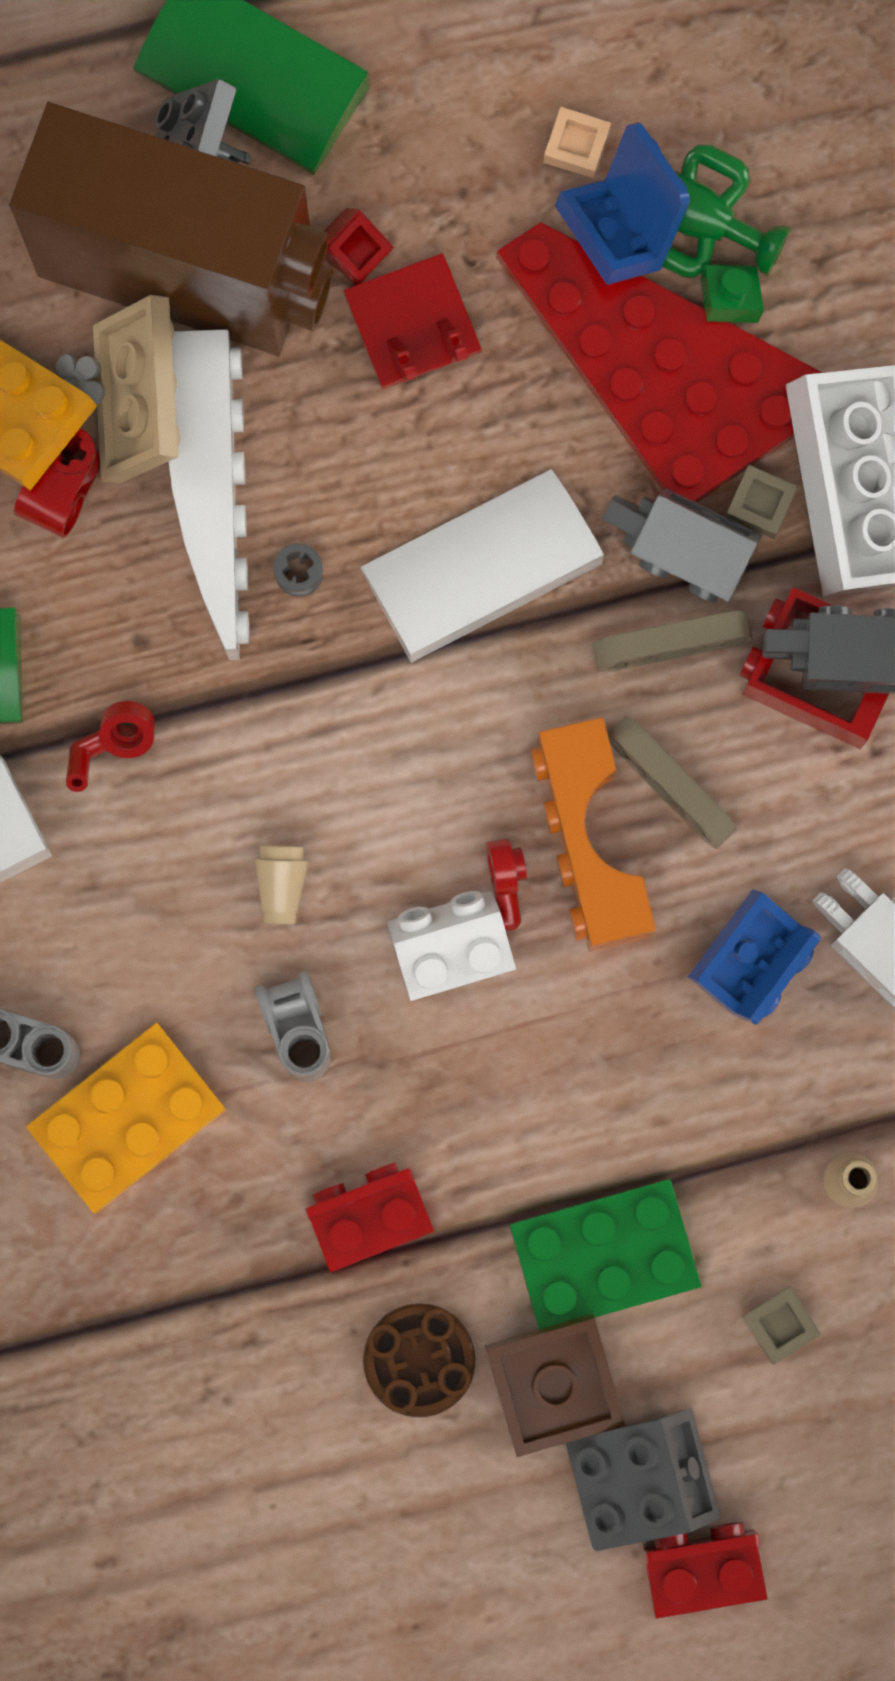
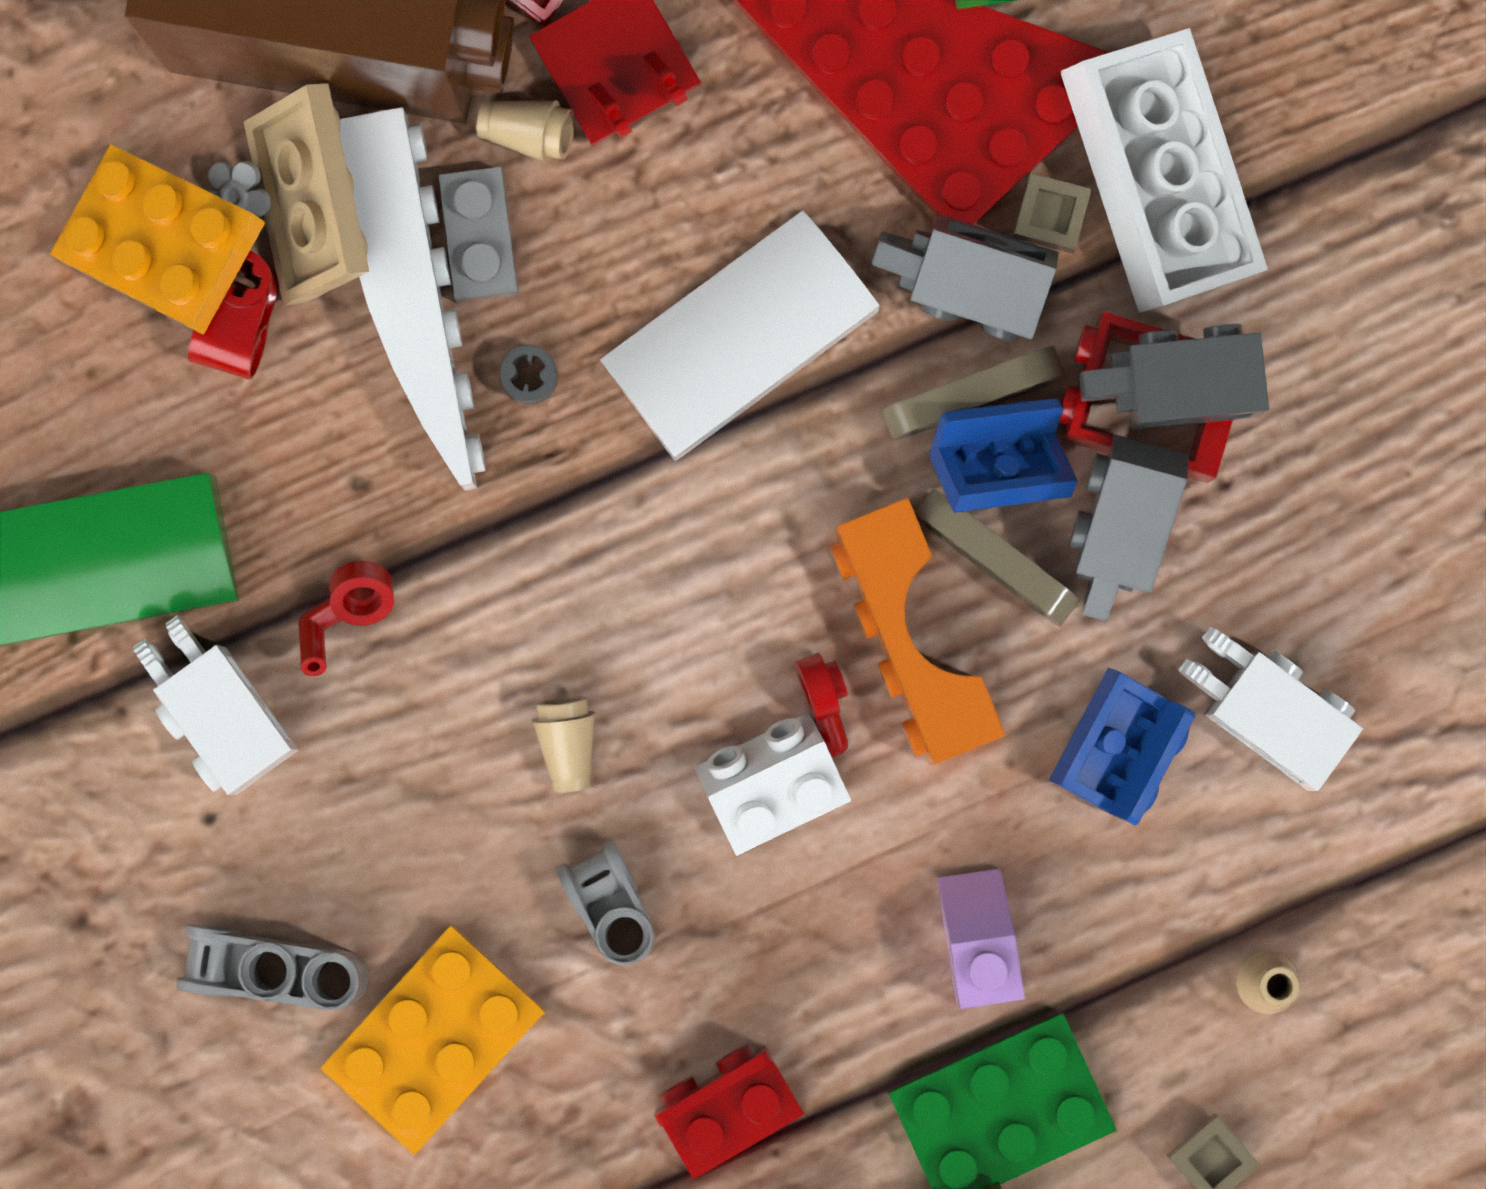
camera: 10 degrees left, 5 degrees up
(274, 448) = (478, 234): none -> light grey plate
(331, 364) = (529, 127): none -> tan cone
(608, 1103) = (980, 939): none -> lavender slope
(688, 694) = (1002, 455): none -> blue bracket
(788, 764) = (1129, 520): none -> hinge

